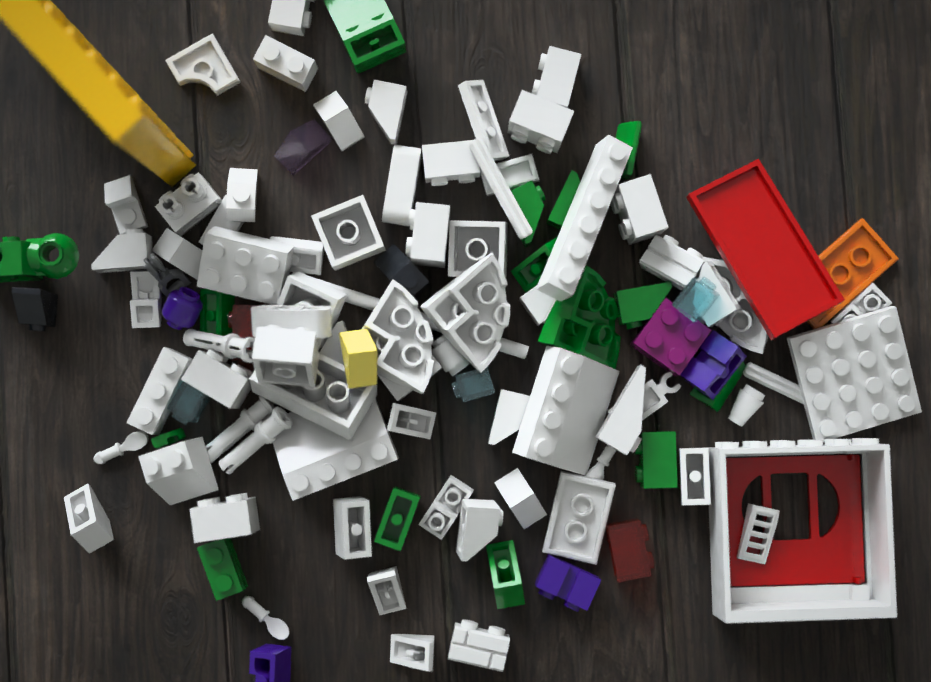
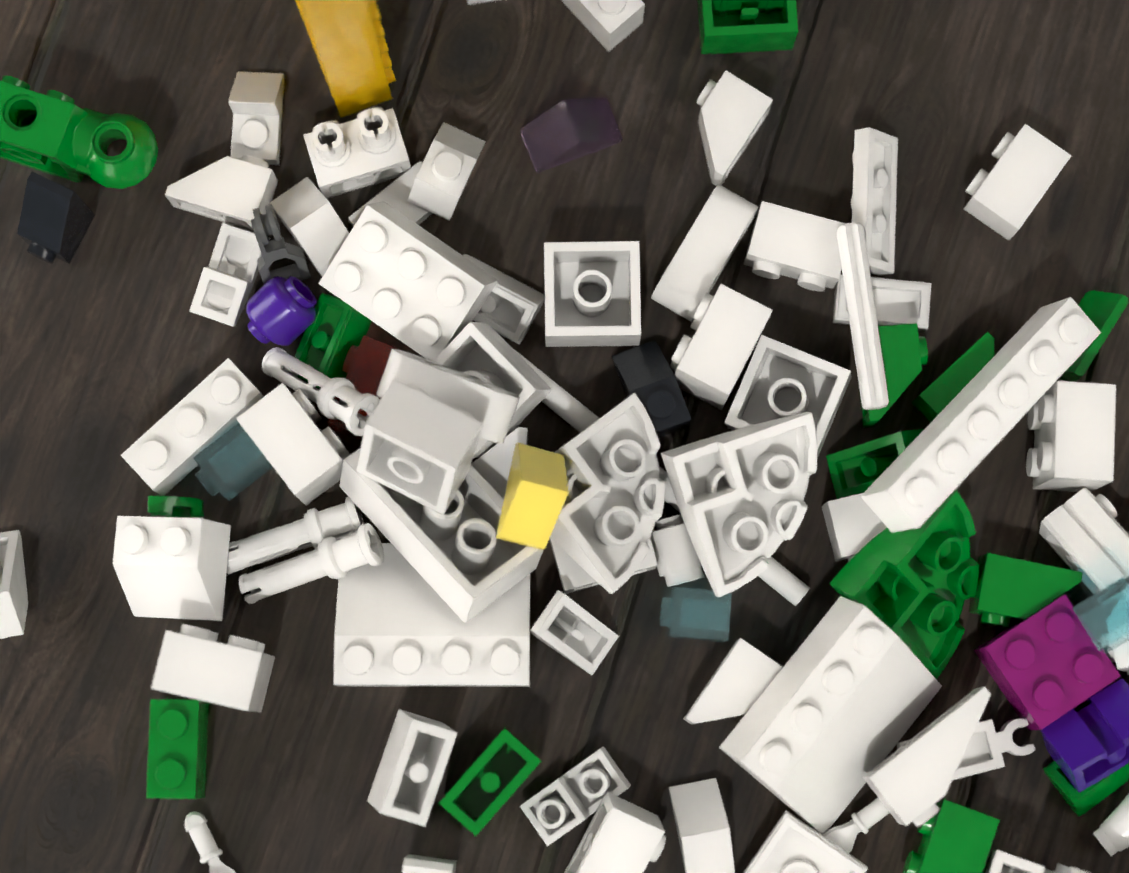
camera: 25 degrees right, 5 degrees down
(132, 443) = (117, 493): white piece -> none
(339, 120) = (644, 115): white slope -> none
(539, 122) = (964, 236): white brick -> none

